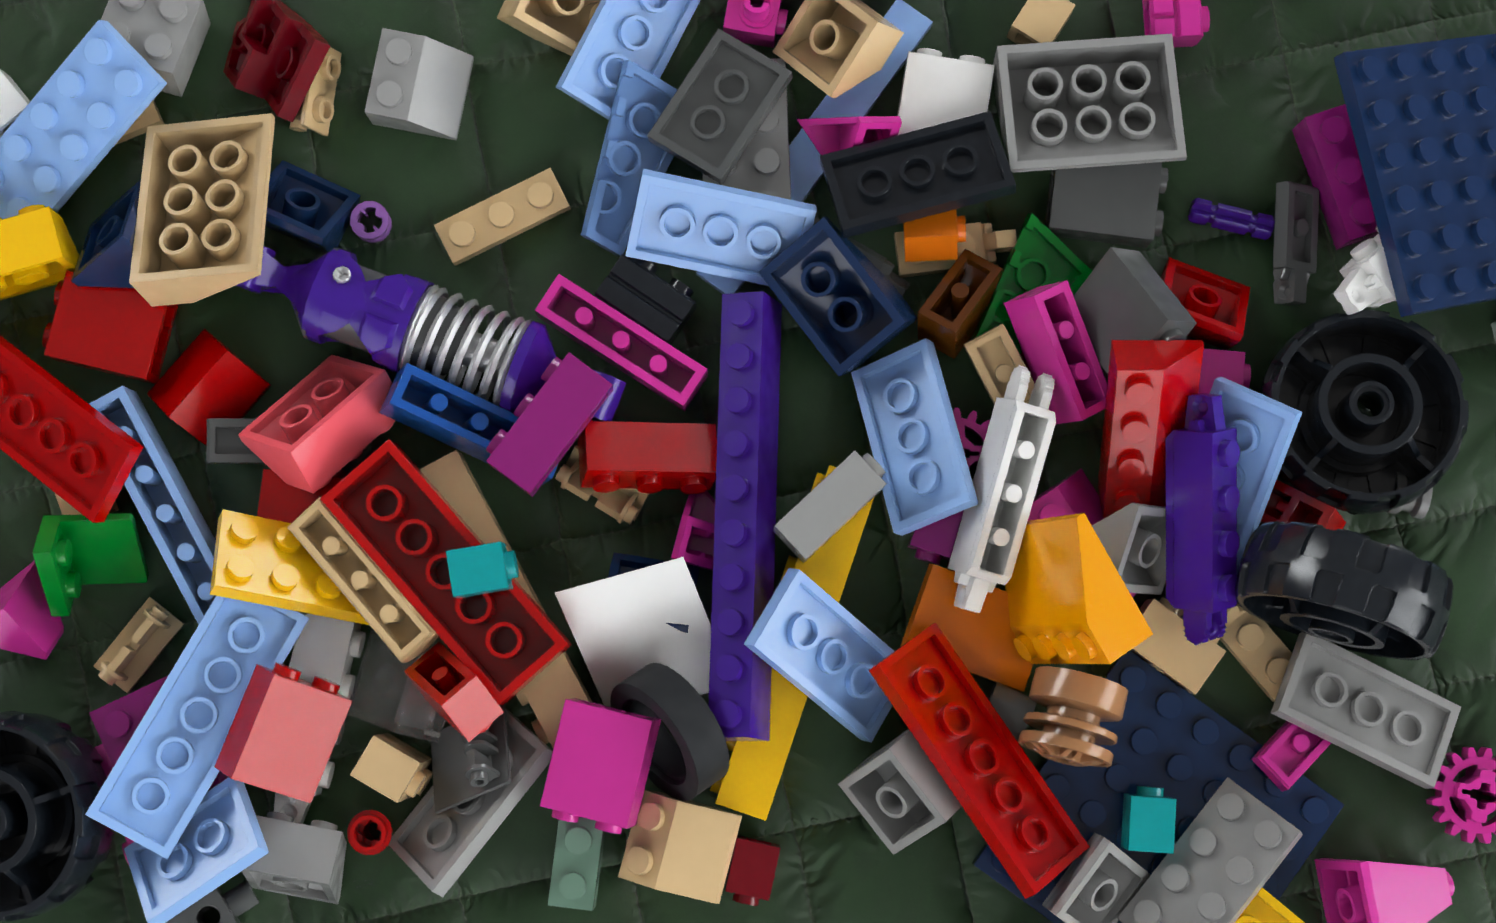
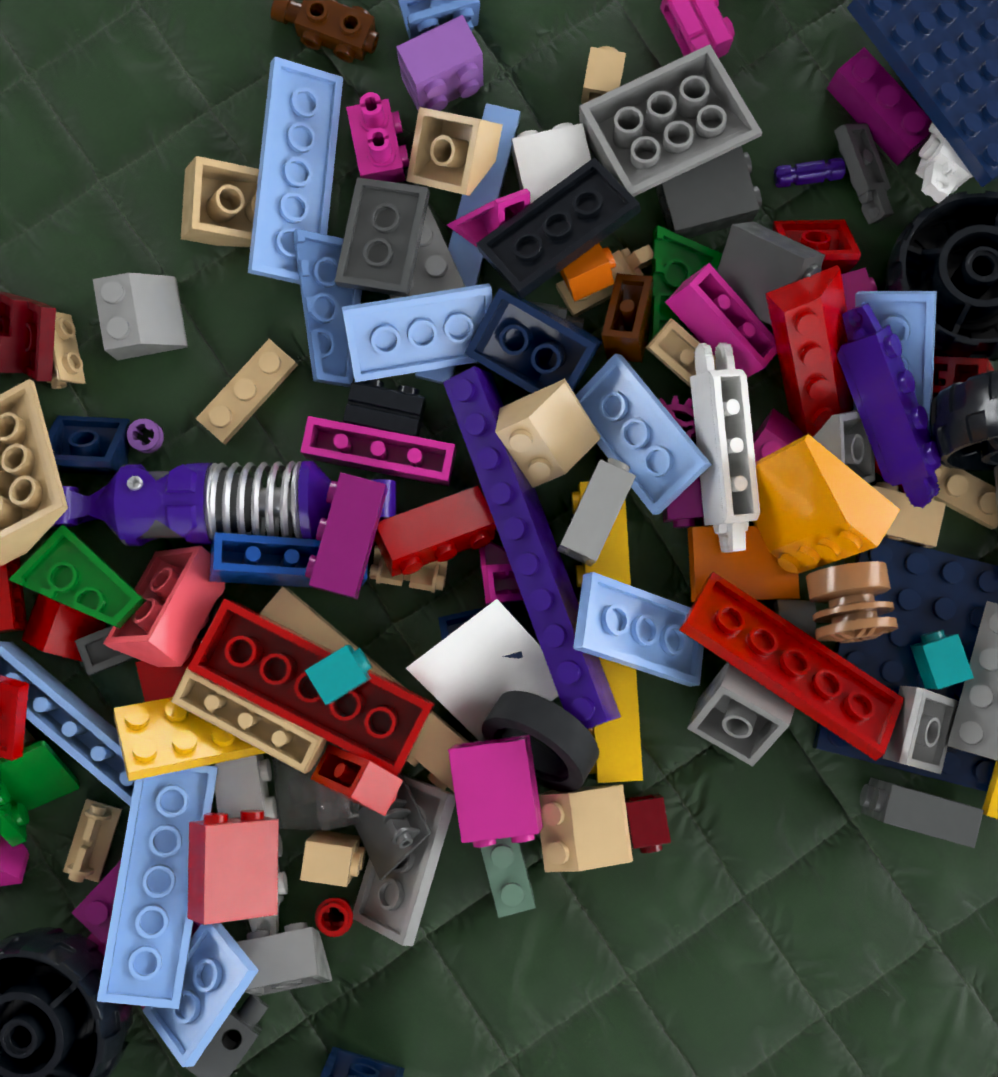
camera: 20 degrees left, 0 degrees up
(239, 353) = (79, 579): none -> green wing
(813, 396) = (546, 432): none -> tan slope

